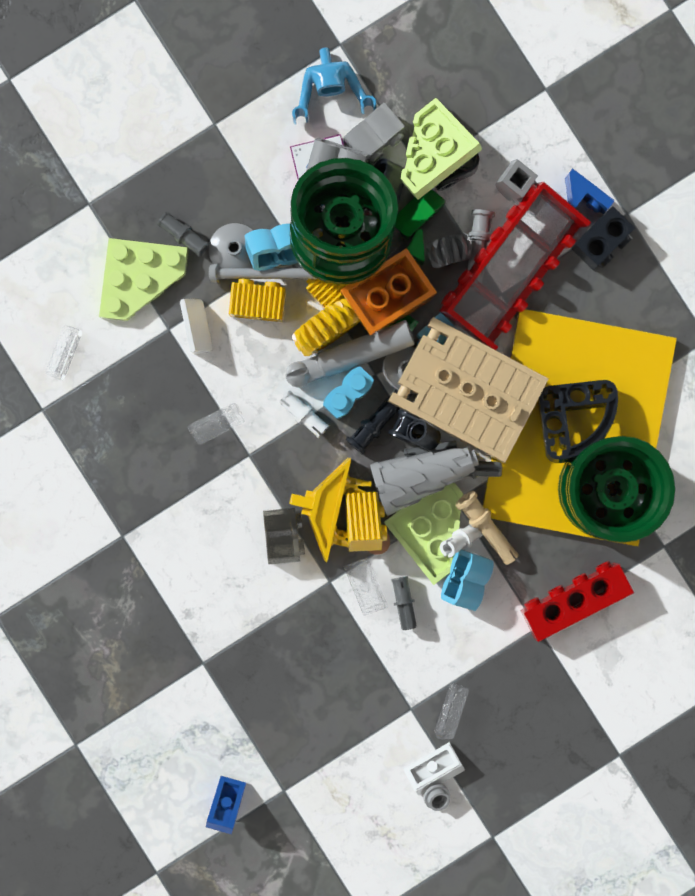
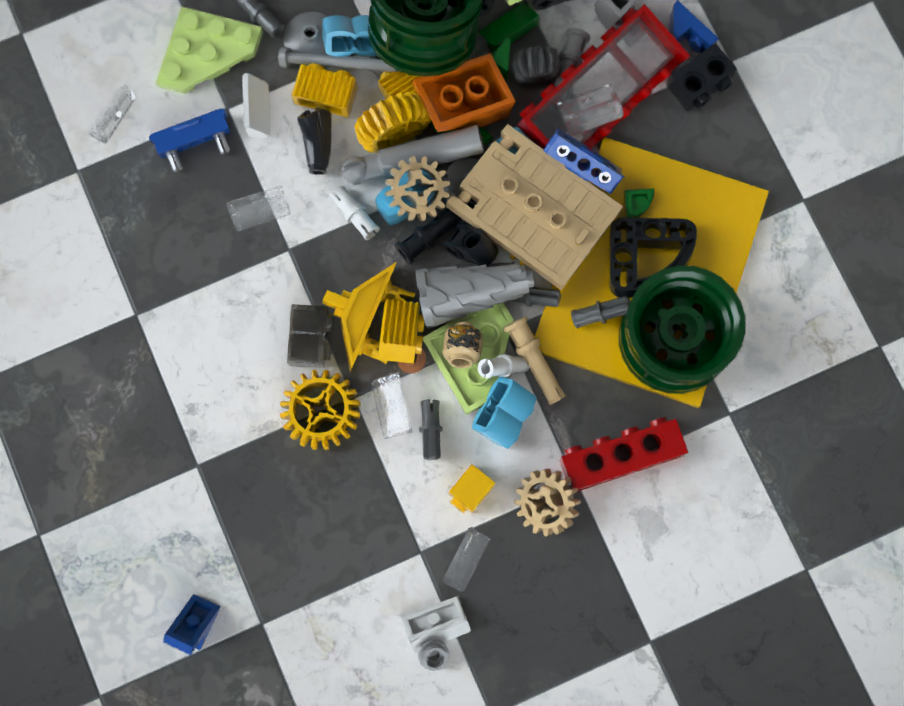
camera: 10 degrees right, 10 degrees down
(141, 362) = (190, 134): none -> blue piece
(258, 349) = (316, 138): none -> black piece
(292, 597) = (297, 397): none -> yellow gear
(356, 383) = (419, 202): none -> tan gear
(422, 527) = (462, 345): none -> head
(447, 651) = (470, 490): none -> yellow brick
(506, 290) = (590, 110): none -> clear slope
(507, 342) = (606, 176): none -> piece
(518, 653) = (558, 497): none -> tan gear
(541, 477) = (600, 311): none -> dark grey axle
(559, 367) = (637, 201): none -> green tile

